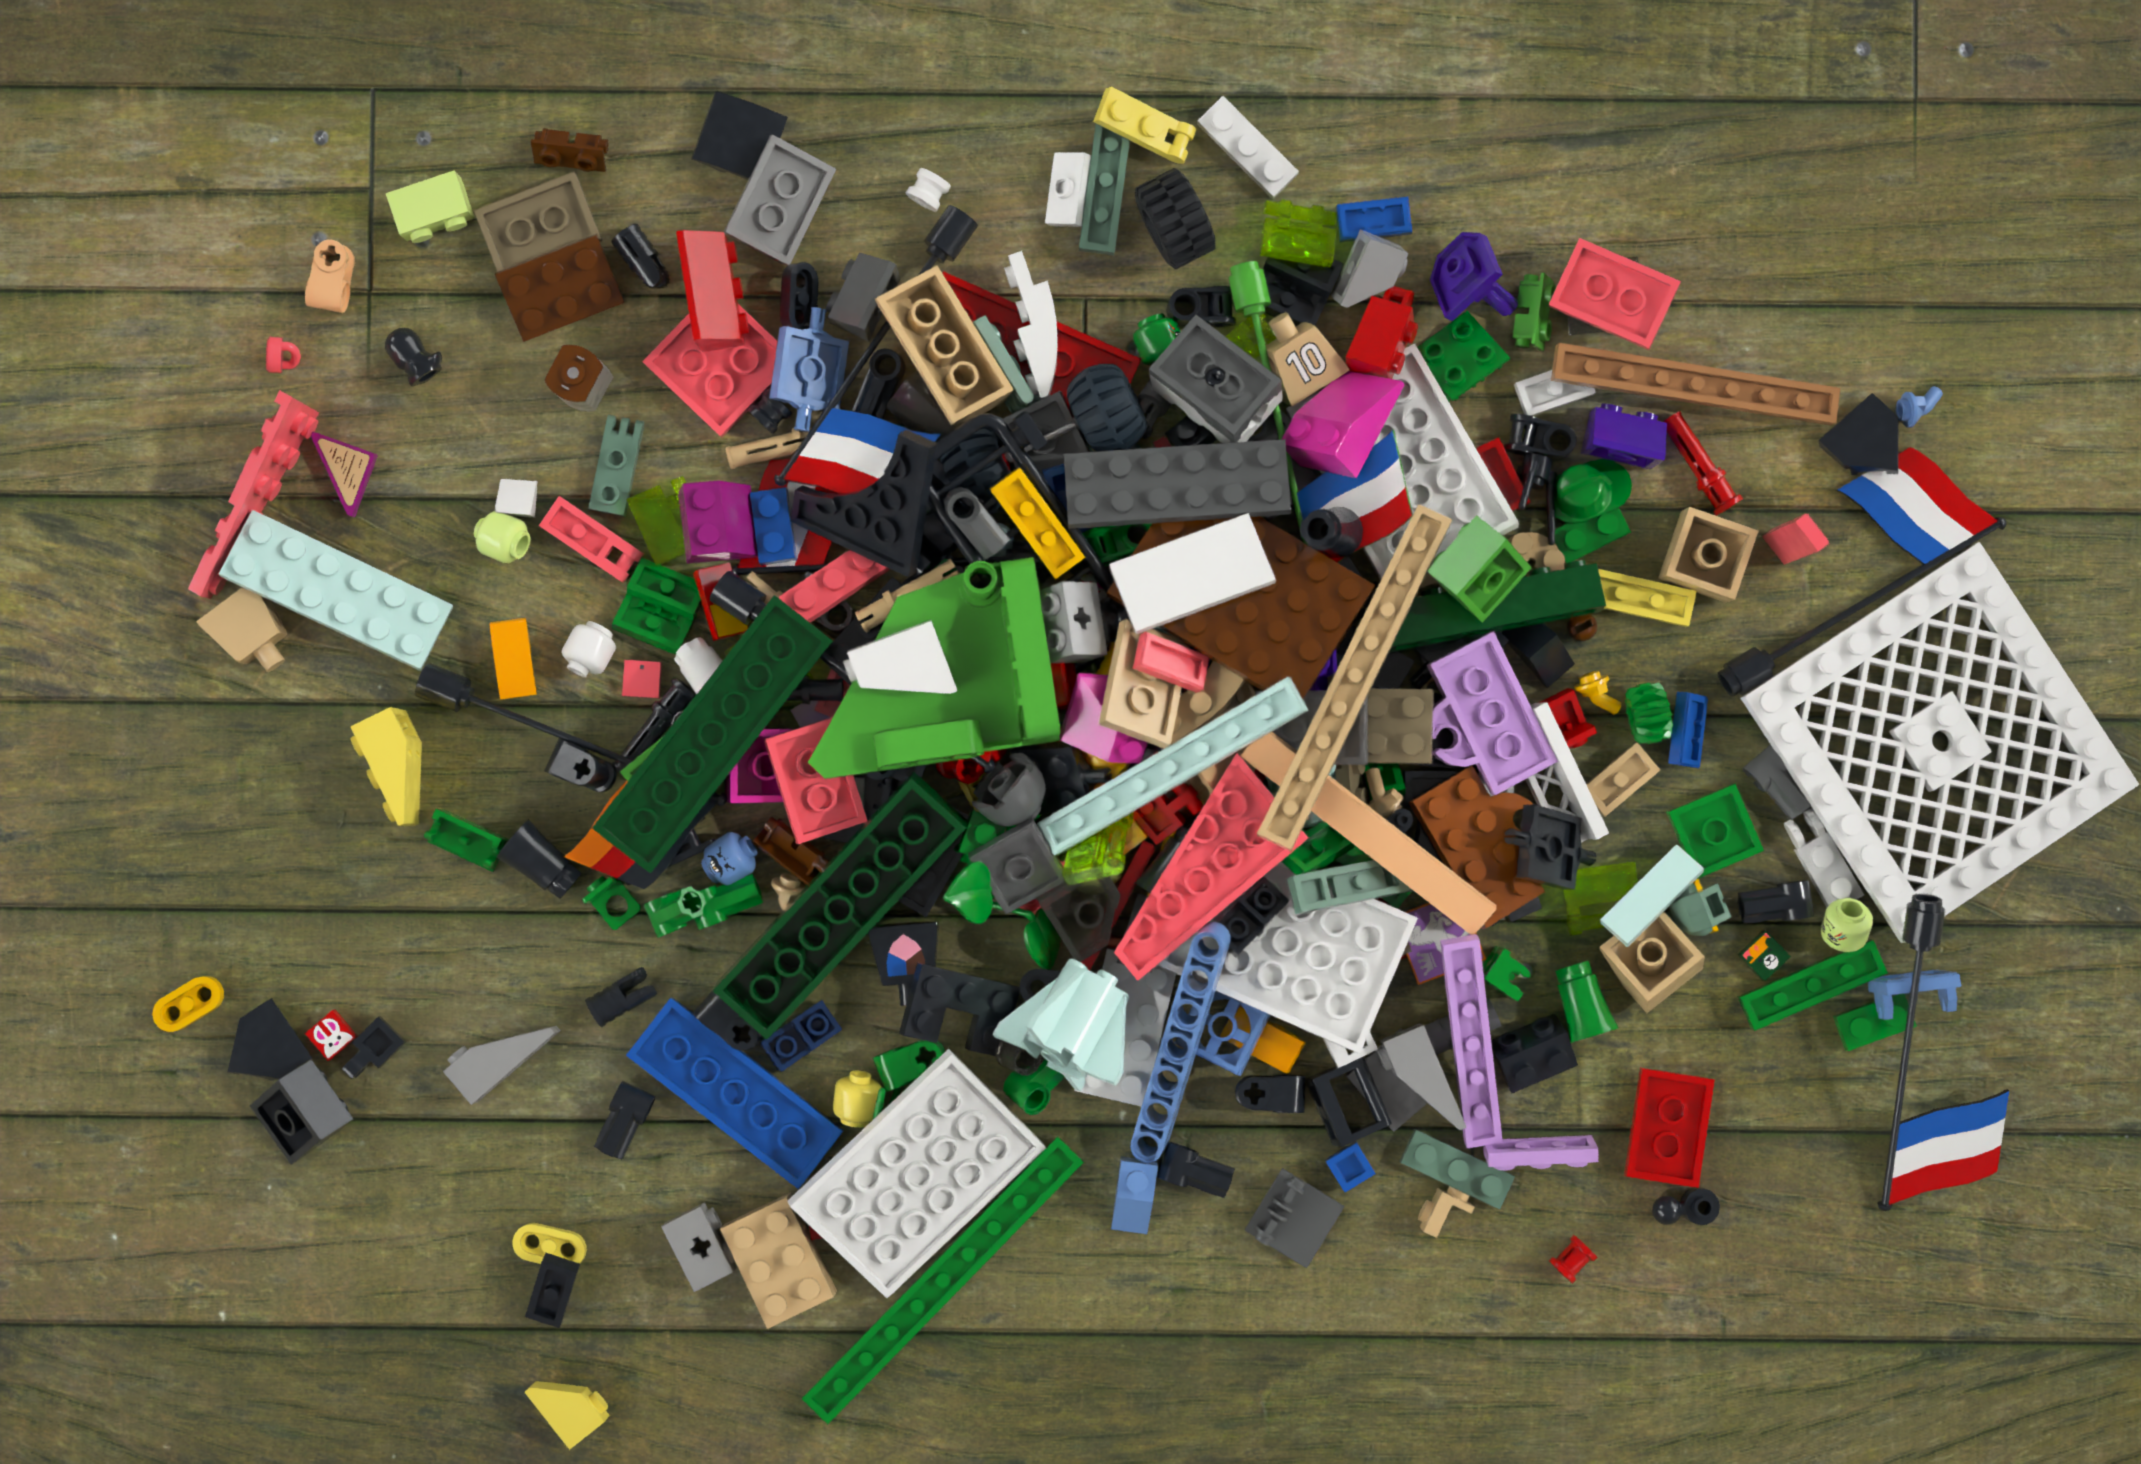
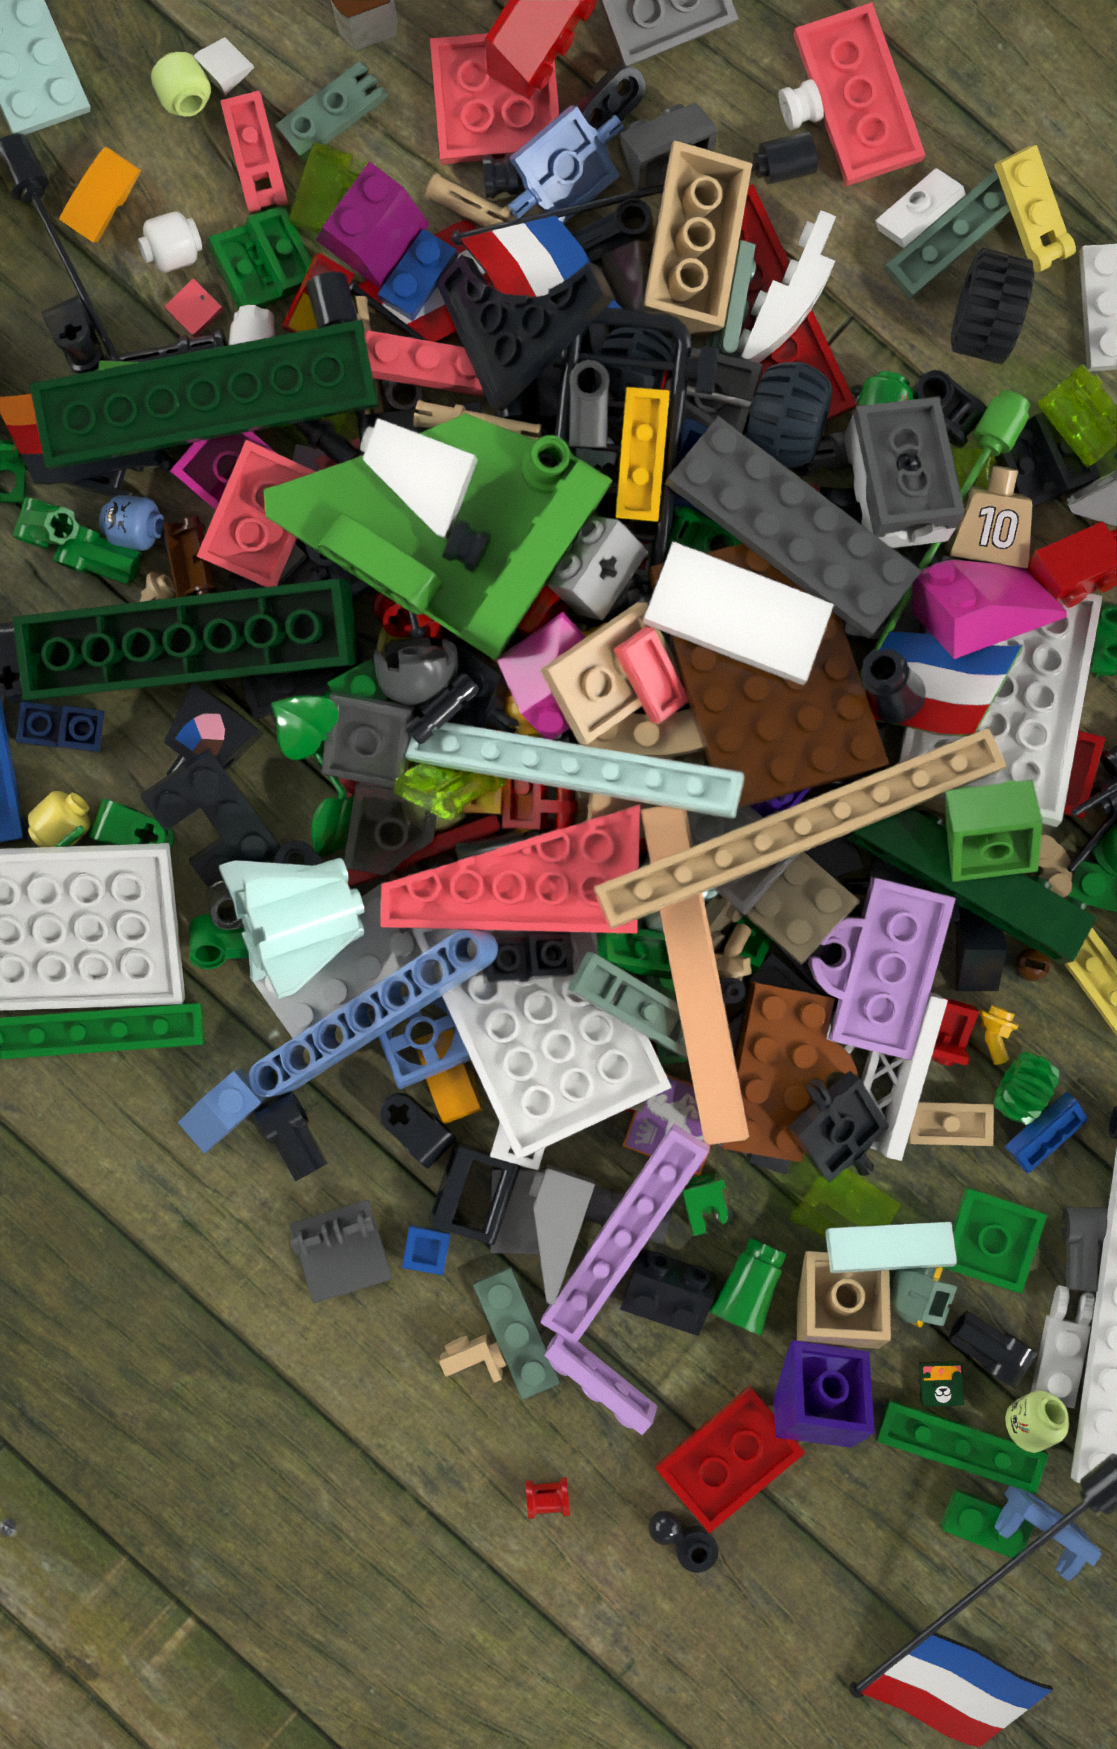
camera: 45 degrees right, 0 degrees up
(960, 148) = (859, 94): none -> coral plate
(975, 682) = (467, 546): none -> black wheel
(1051, 803) = (442, 708): none -> black axle
(1693, 1030) = (824, 1395): none -> dark purple slope

